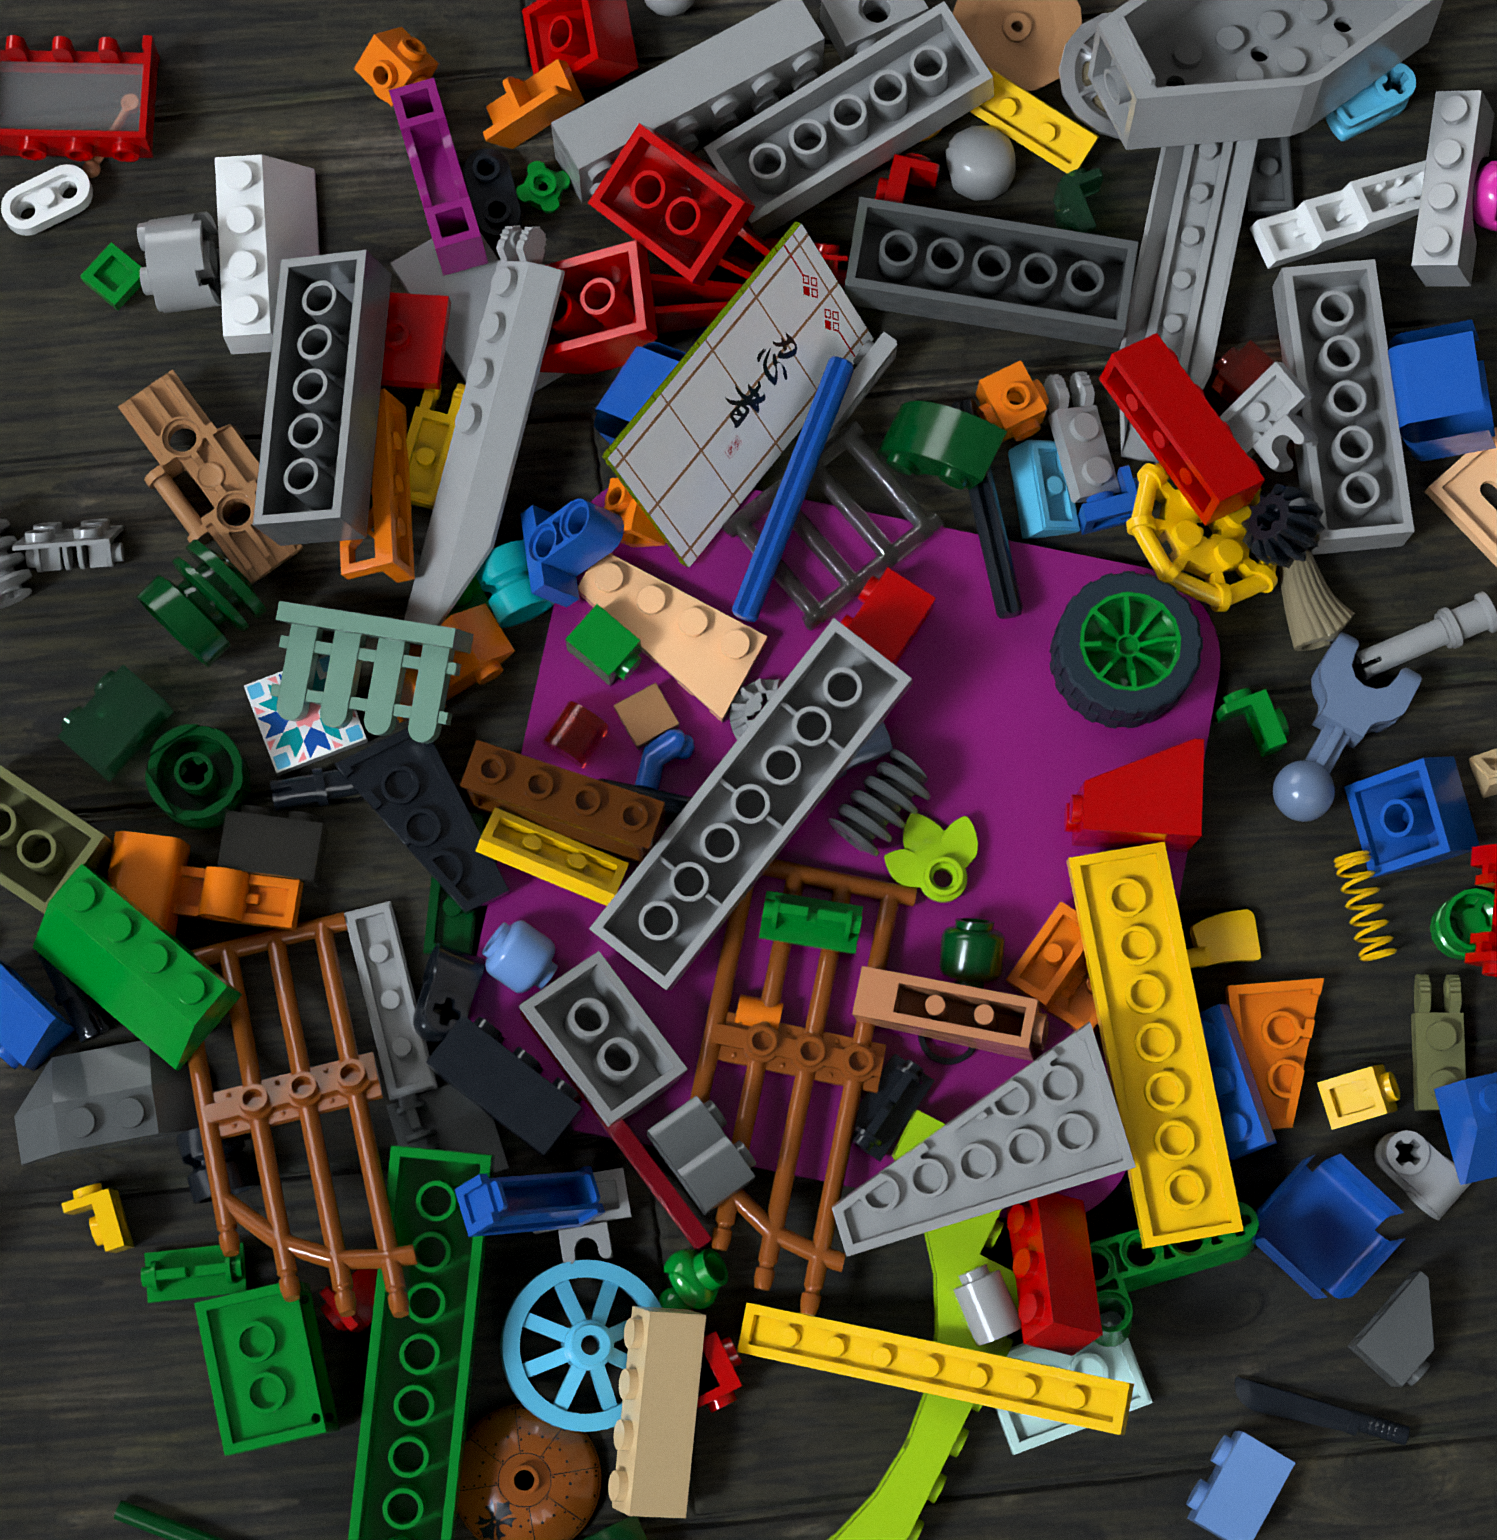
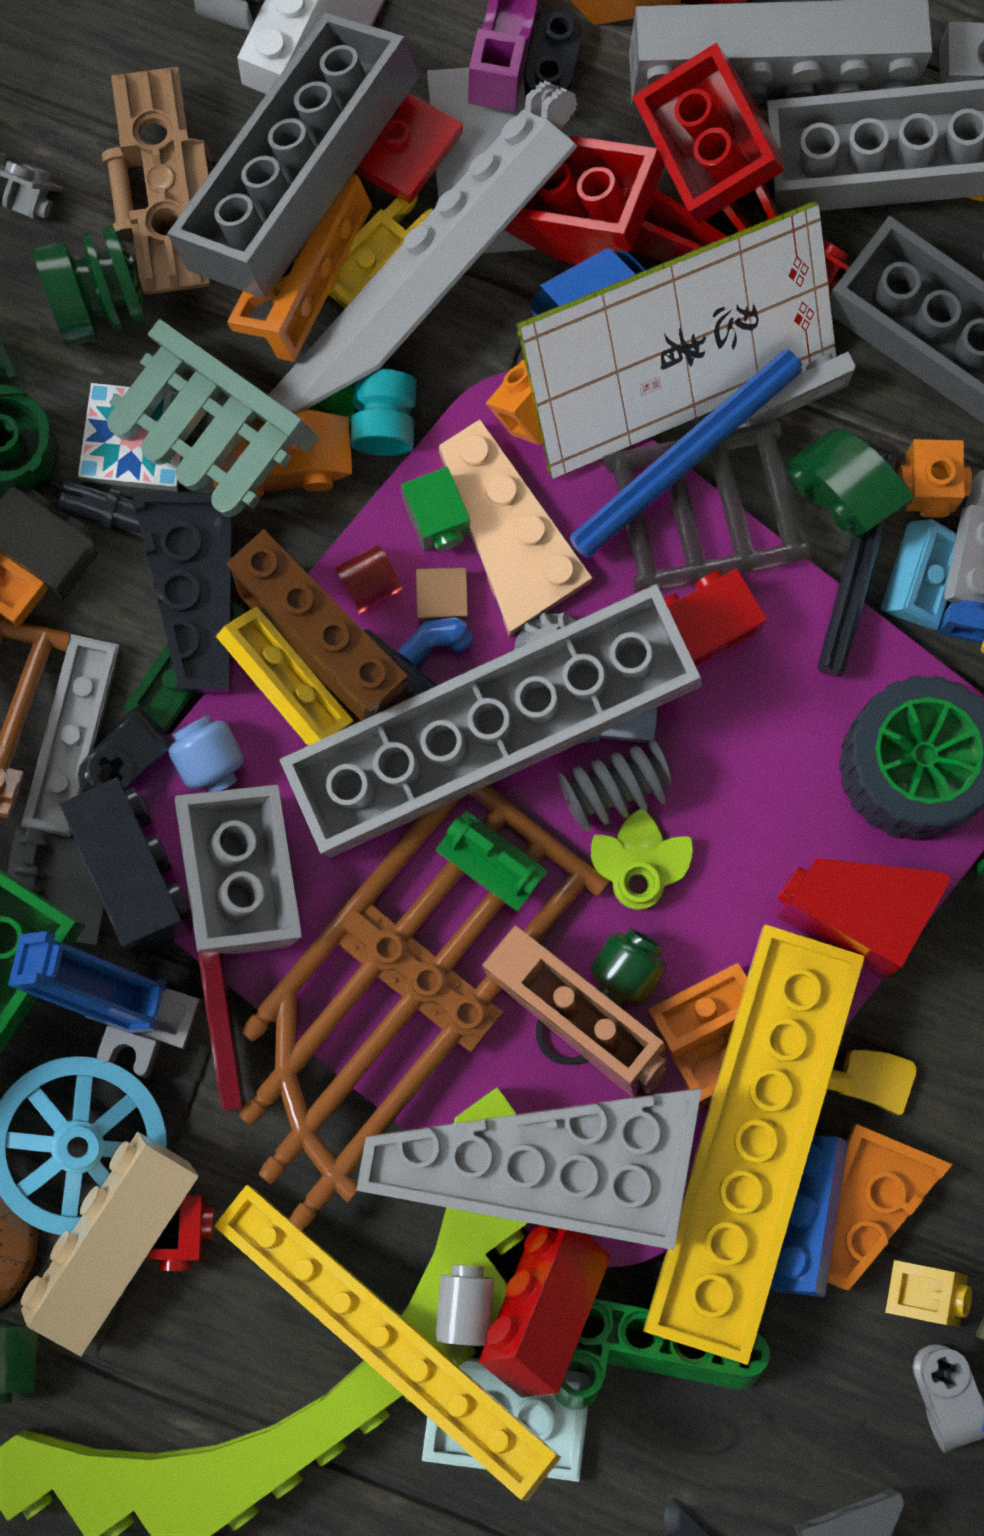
camera: 25 degrees right, 0 degrees up
(542, 200) = (603, 84): green plate -> none
(566, 545) = (448, 400): blue tile -> none
(694, 1279) = (209, 1137): green animal -> none
(702, 1154) = (273, 1023): dark grey brick -> none
(753, 1011) = (395, 916): orange hinge -> none
(886, 1113) = (471, 1075): black hinge -> none
(906, 170) = (947, 218): red bracket -> none
(1324, 1227) = (830, 1402): blue piece -> none

